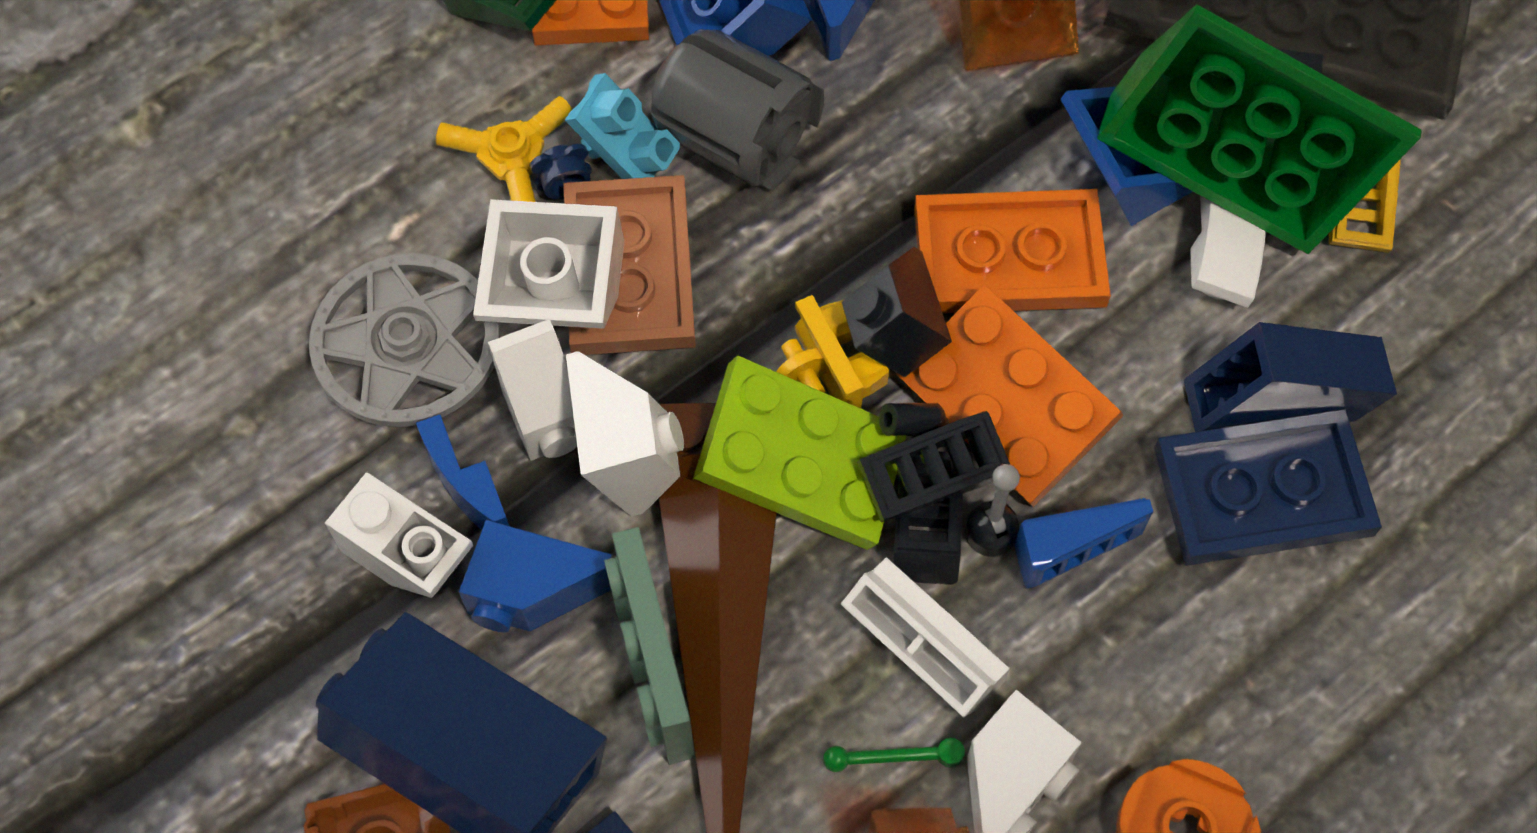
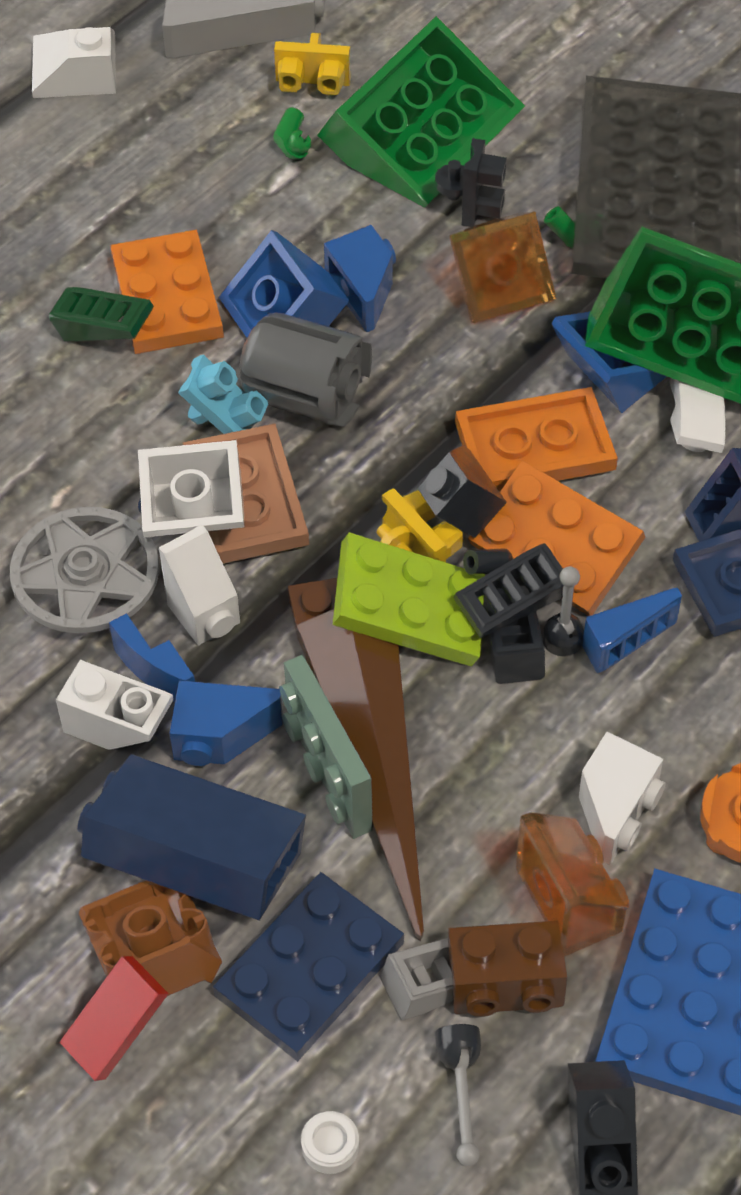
camera: 10 degrees left, 10 degrees down
(508, 146) = (135, 424): yellow piece -> none
(560, 166) = (178, 430): dark blue plate -> none
(622, 436) = (275, 600): white slope -> none
(926, 637) = (531, 713): white piece -> none
(948, 753) = (564, 794): green hinge -> none

